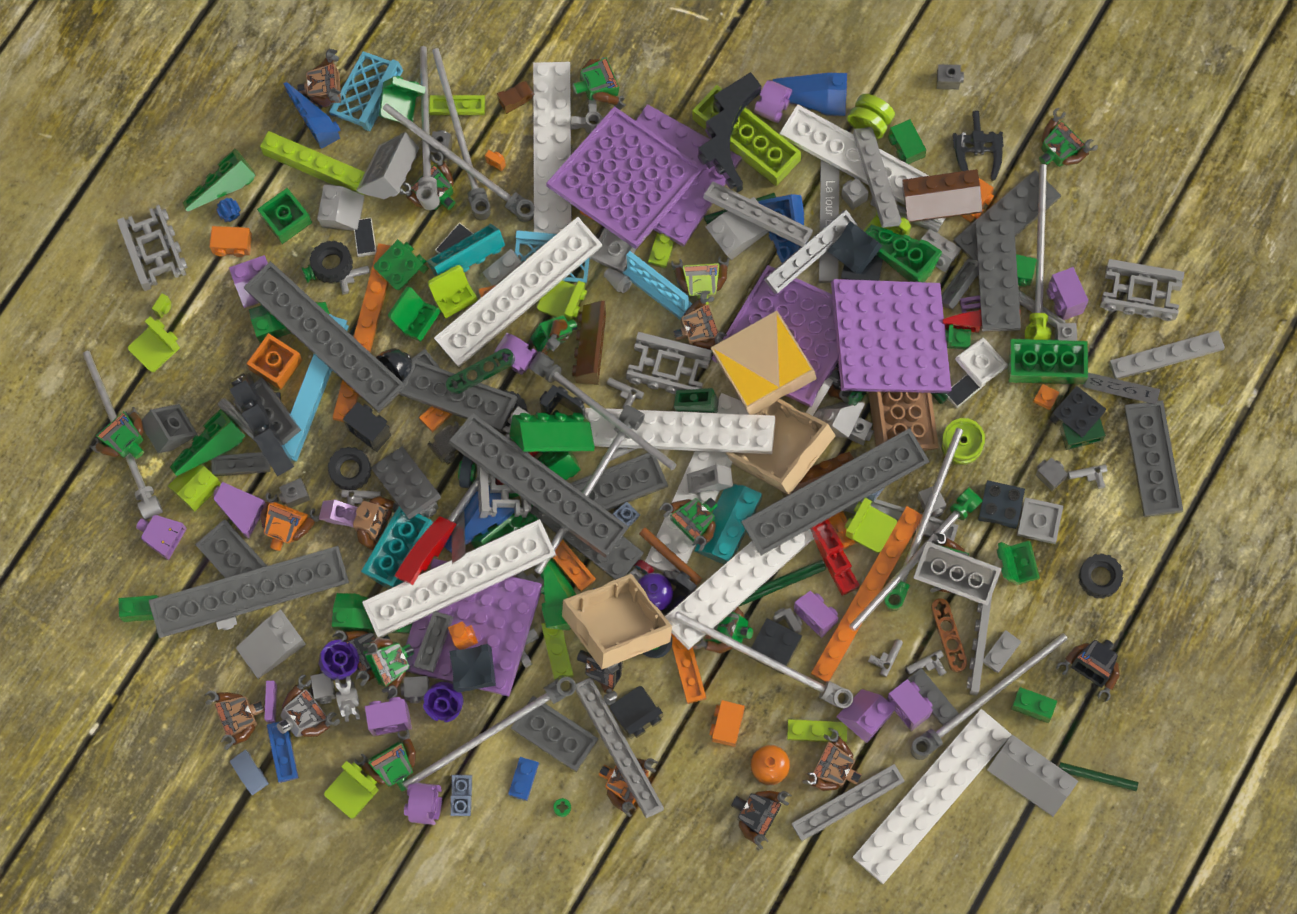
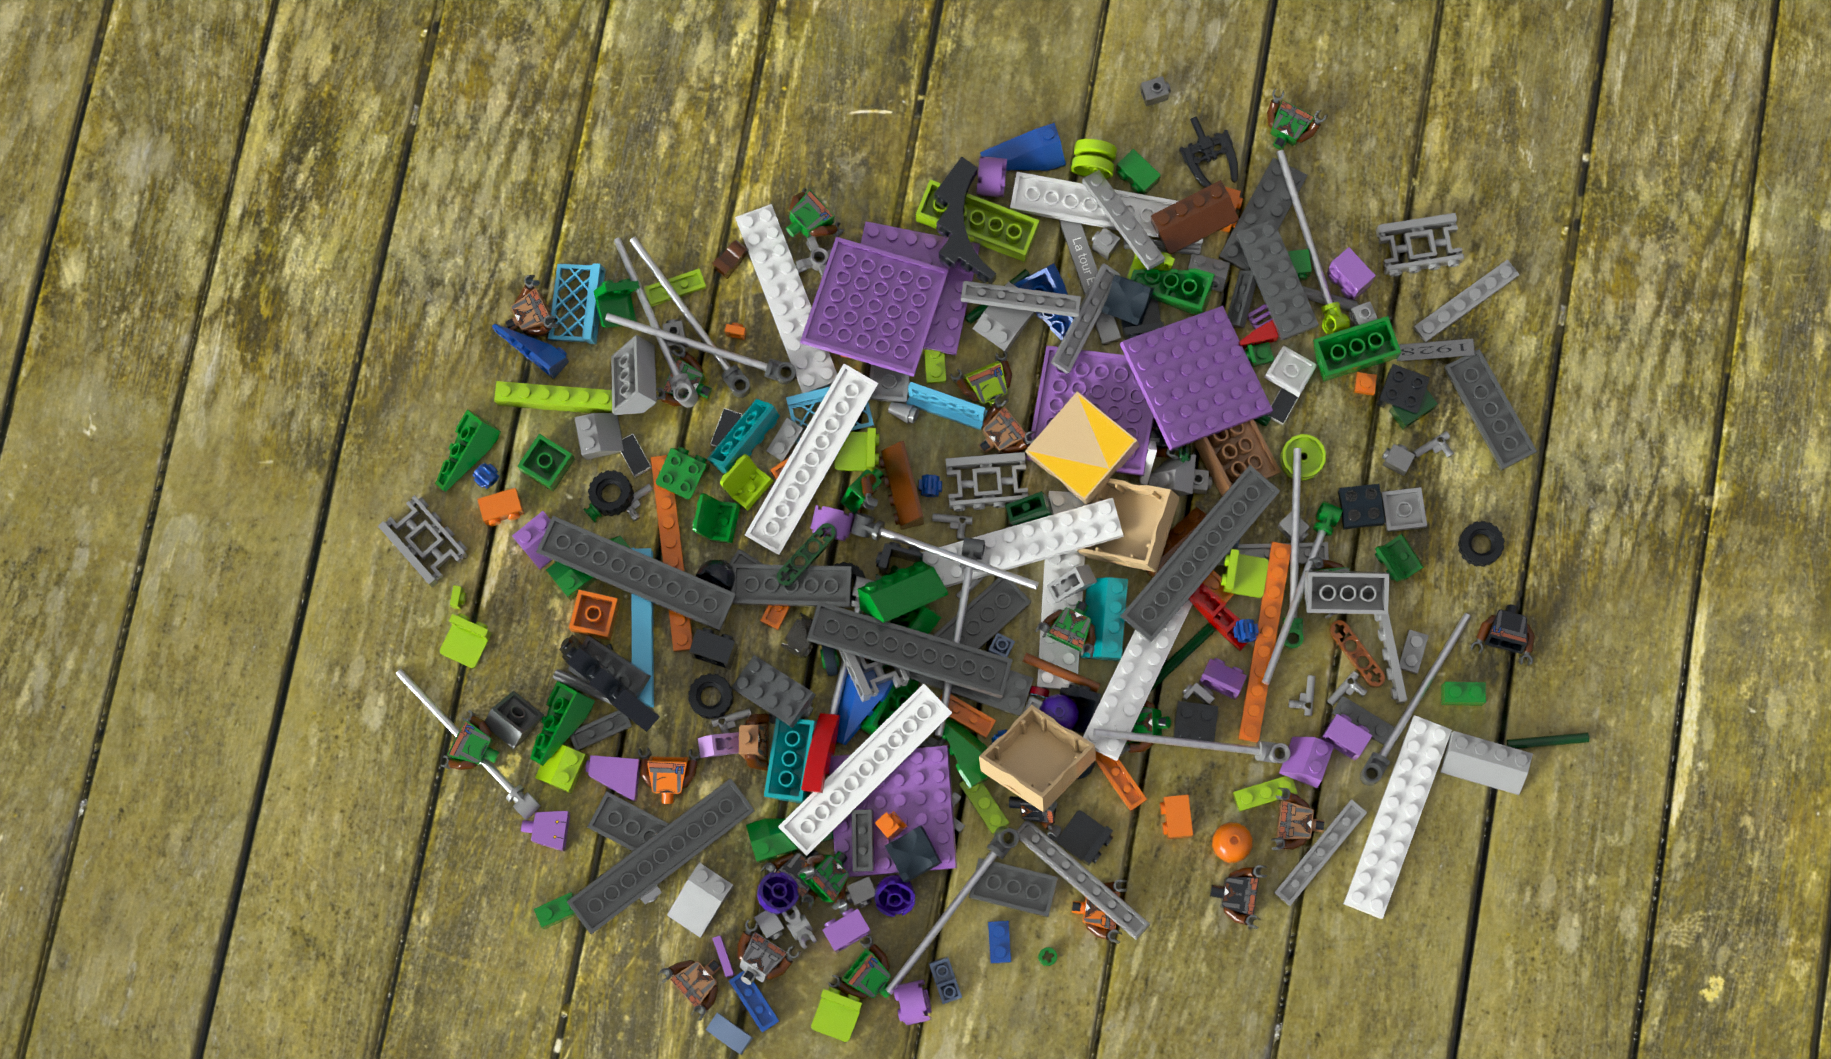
camera: 20 degrees left, 5 degrees up
(294, 493) = (665, 741): flat silver brick -> none
(458, 539) = (849, 730): flat silver sticker -> none
(616, 351) = (930, 485): none -> blue gear
(852, 577) = (1246, 630): none -> blue gear

